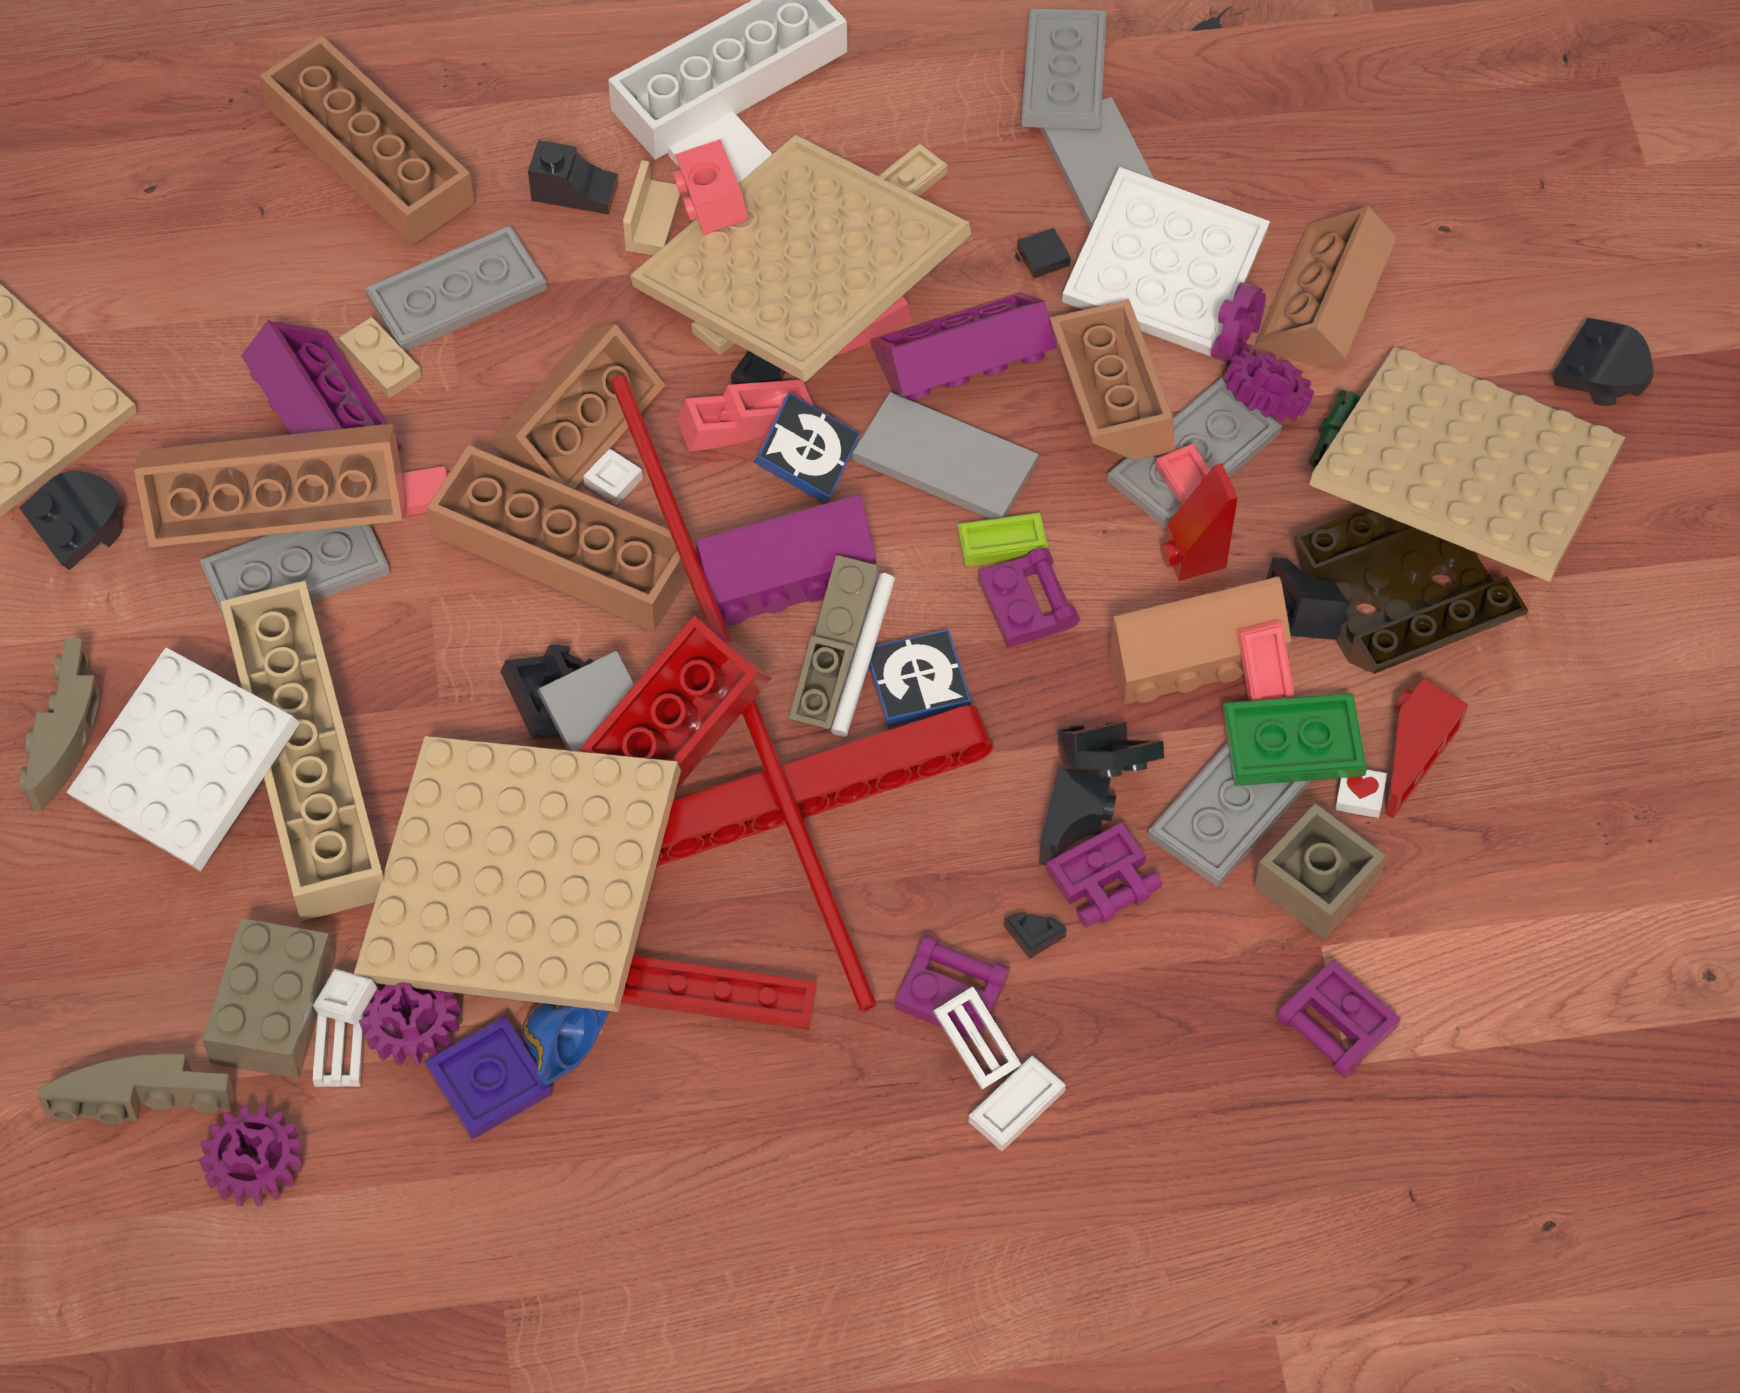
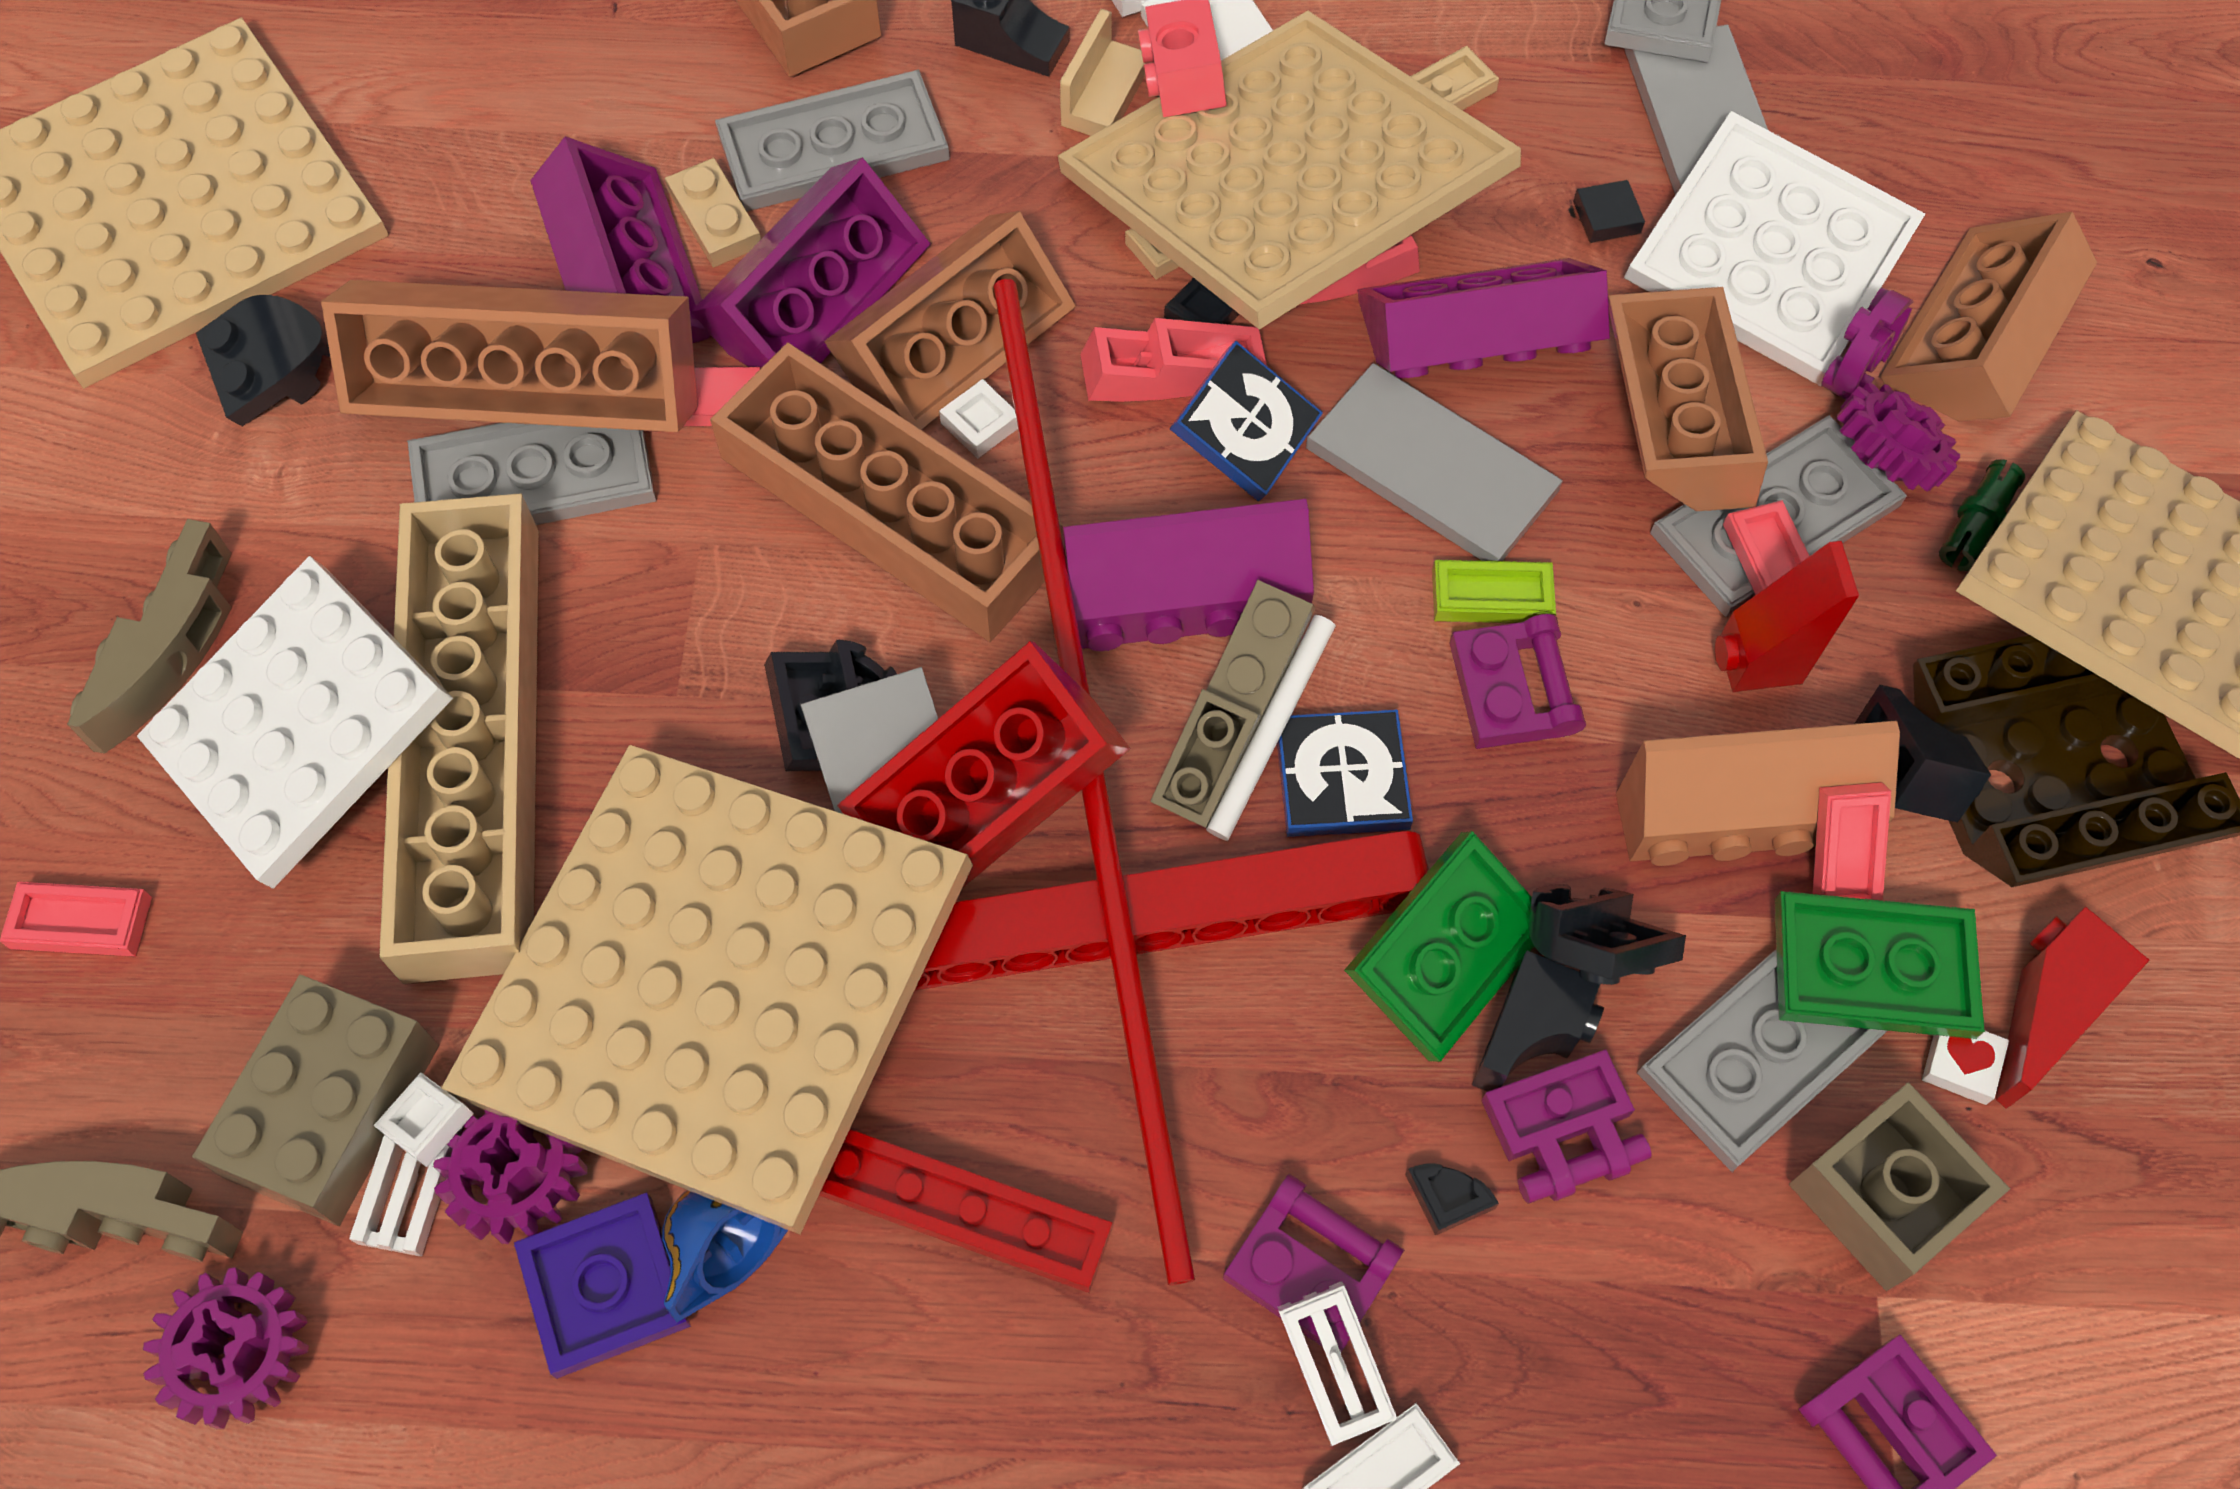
camera: 10 degrees right, 5 degrees up
(59, 919) = (76, 919): none -> coral tile
(468, 388) = (814, 268): none -> magenta slope
(1006, 776) = (1447, 947): none -> green tile

